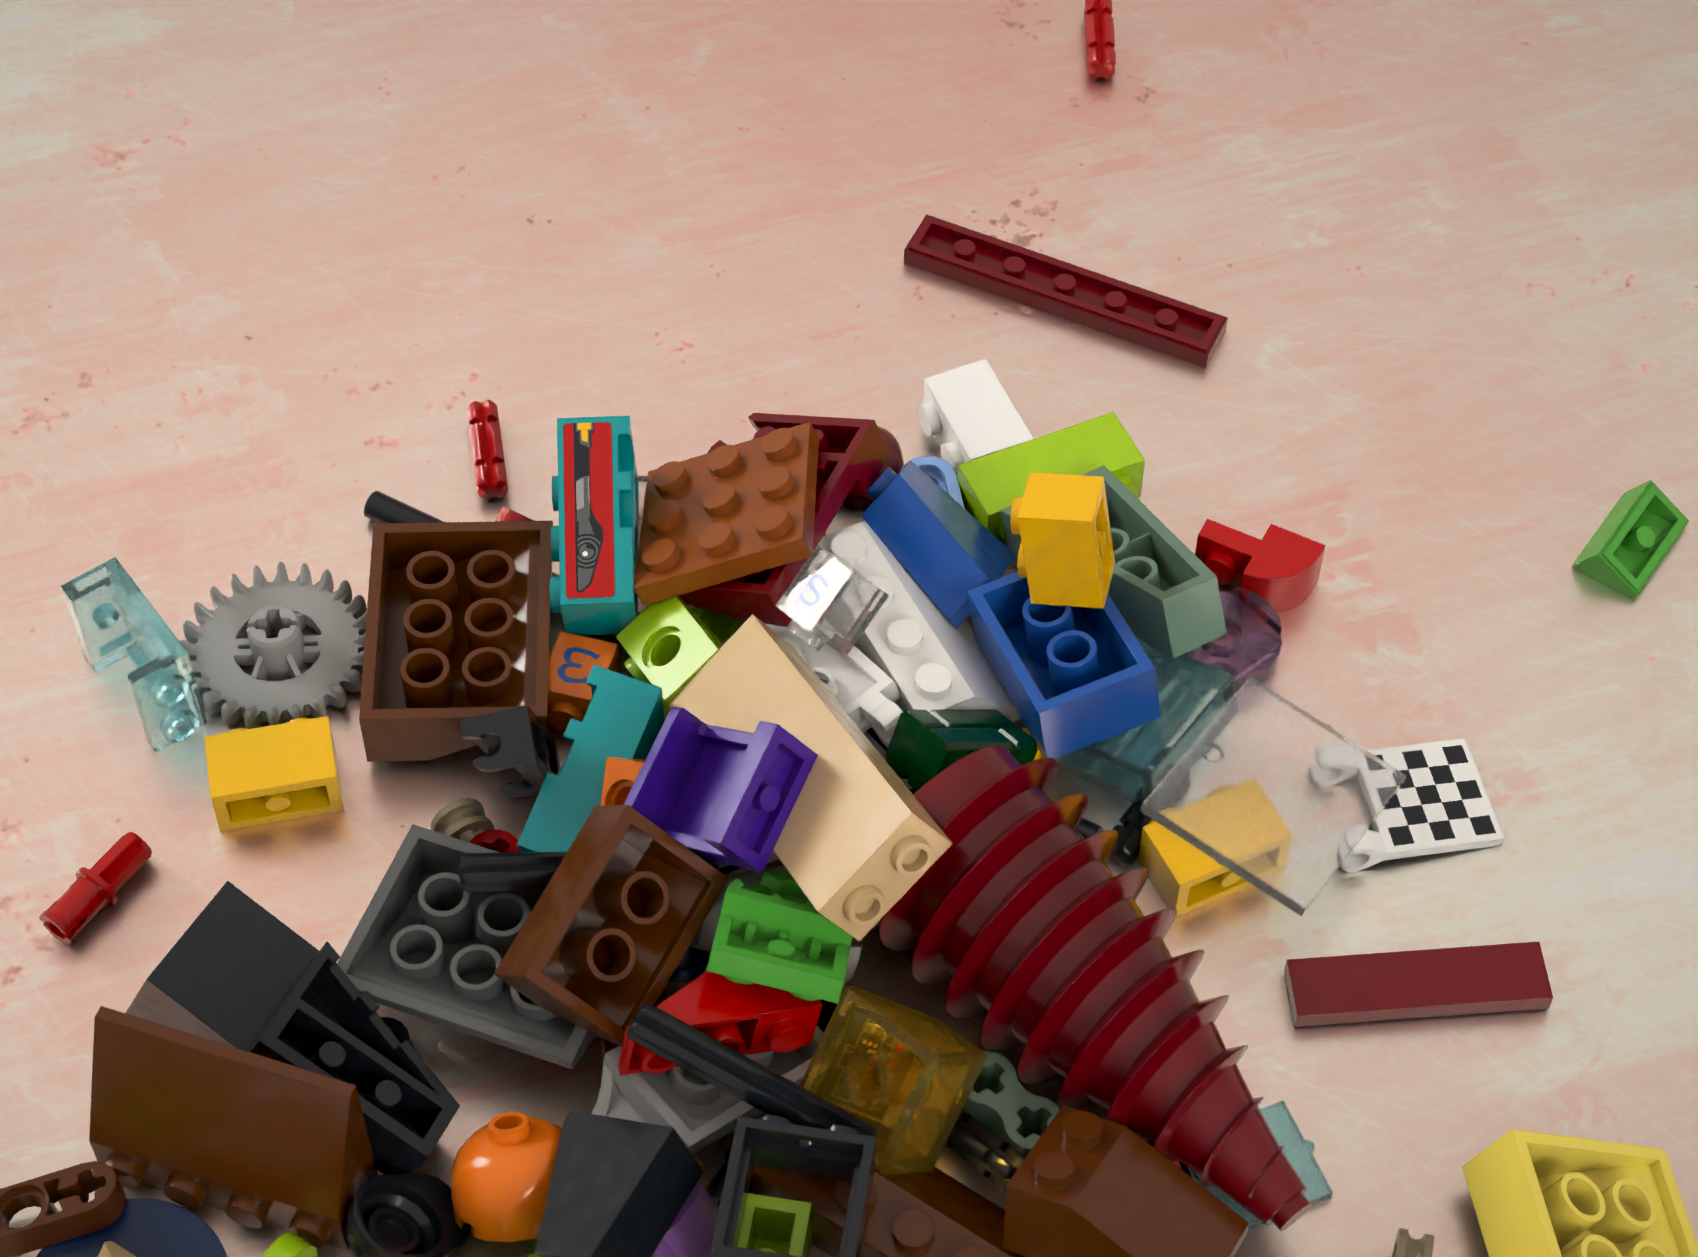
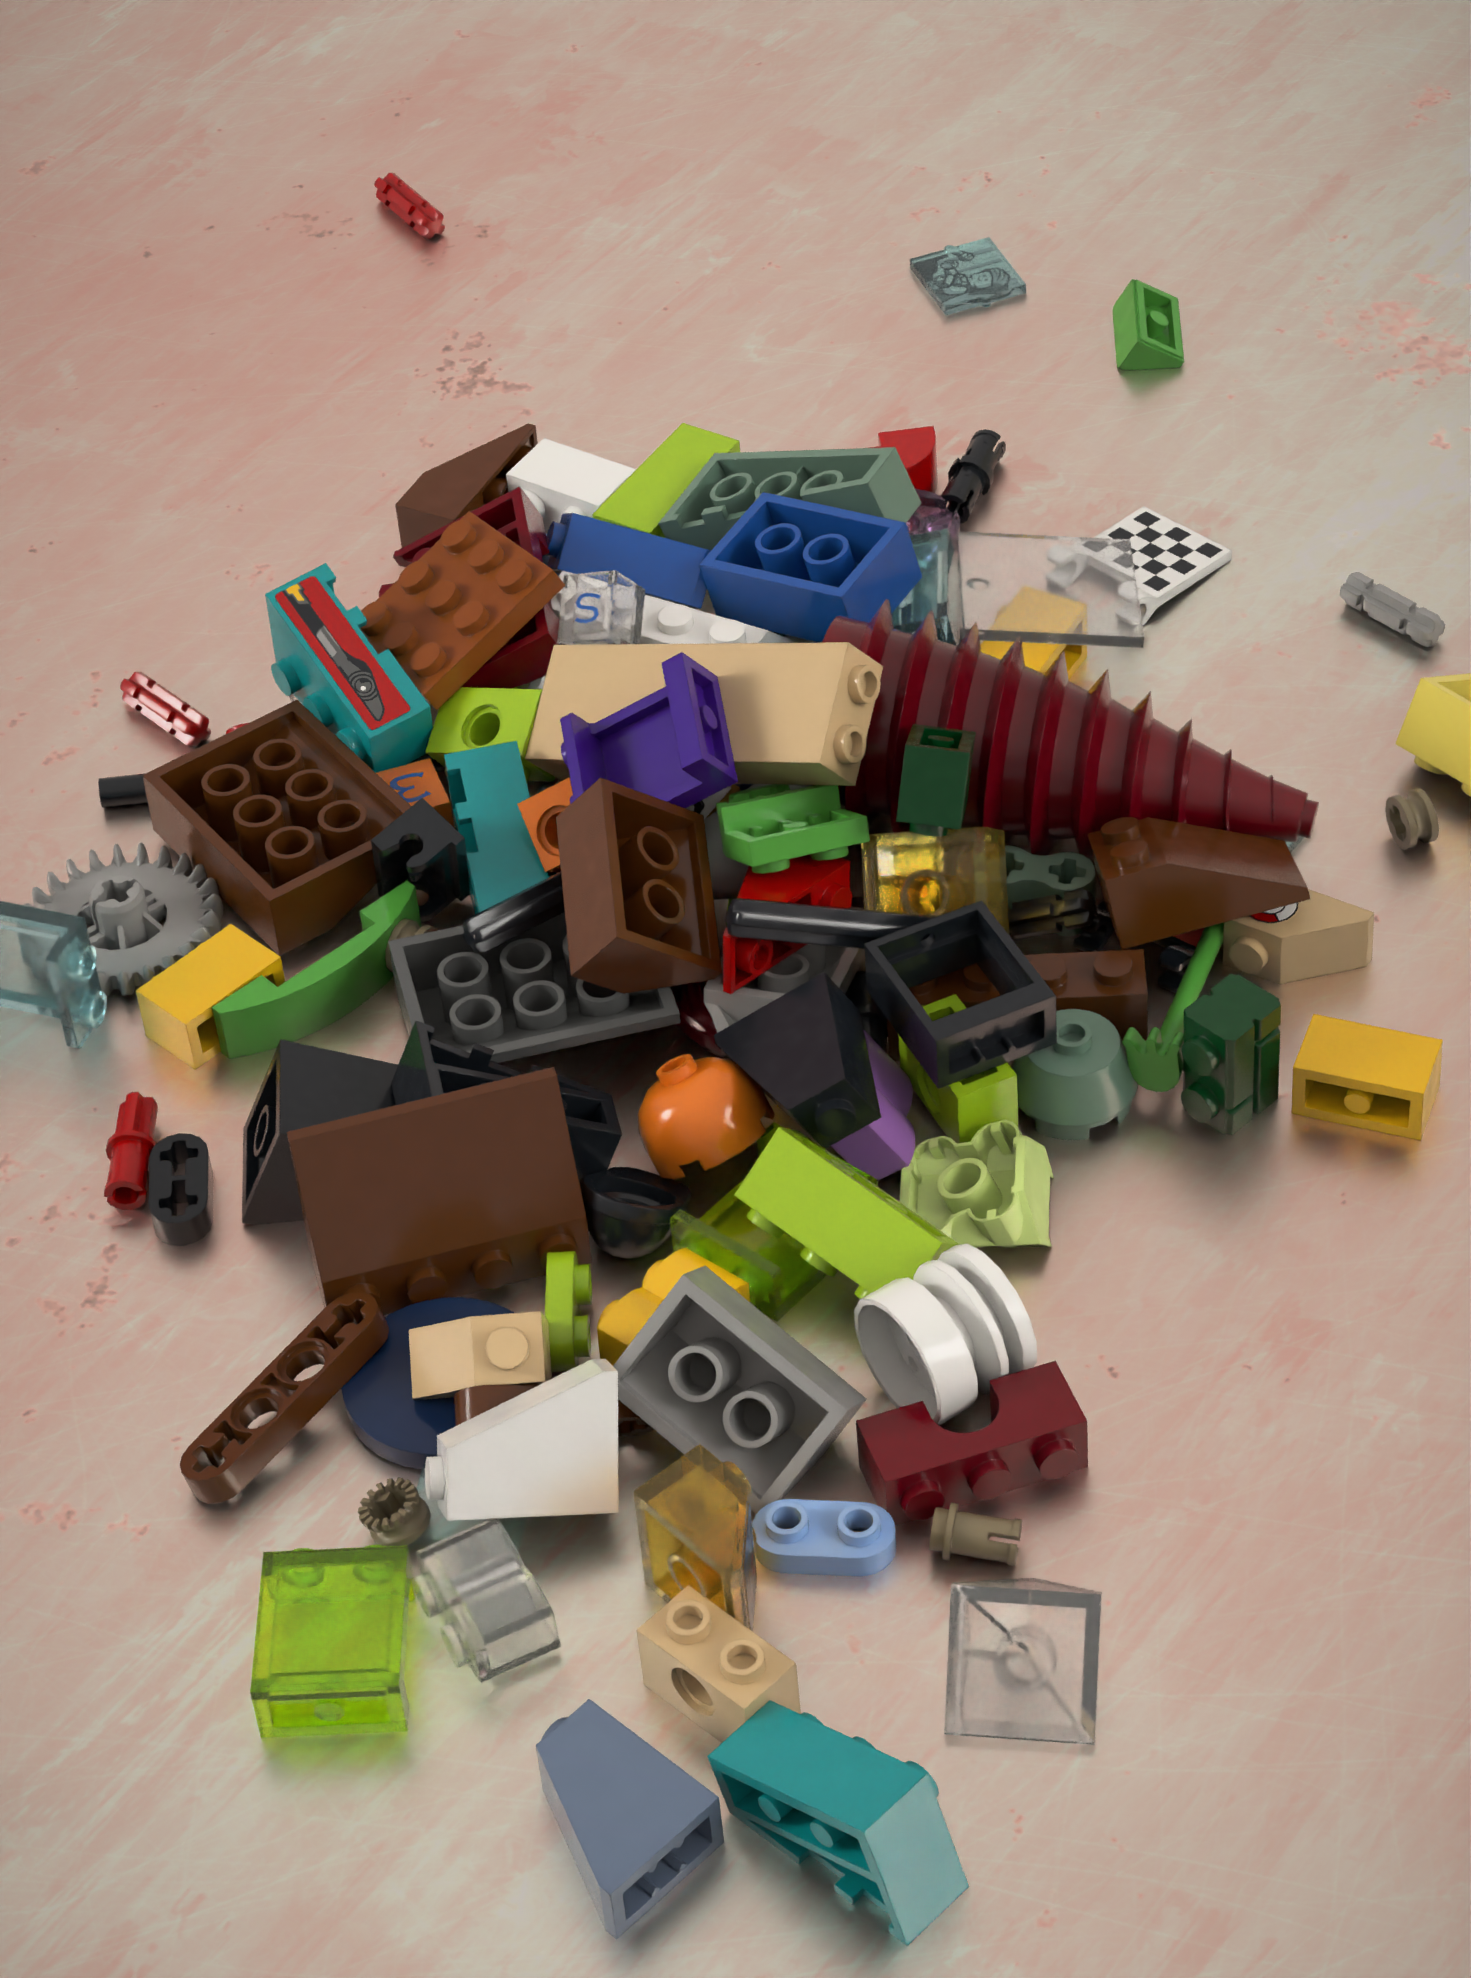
camera: 30 degrees left, 10 degrees down
(97, 948) = (168, 1189): none -> black beam
(366, 825) = (320, 994): none -> bright green slope
(886, 373) = (461, 484): none -> reddish brown slope
(926, 983) = (935, 779): none -> dark green brick
(1064, 539) = (766, 467): yellow brick -> none
(1066, 290) = (548, 382): dark red tile -> none
(1334, 611) = (973, 473): none -> black pin
(1417, 984) = (1255, 664): dark red tile -> none
(1518, 383) = (967, 276): none -> clear light blue piece
(1595, 1003) = (1392, 609): none -> light grey axle

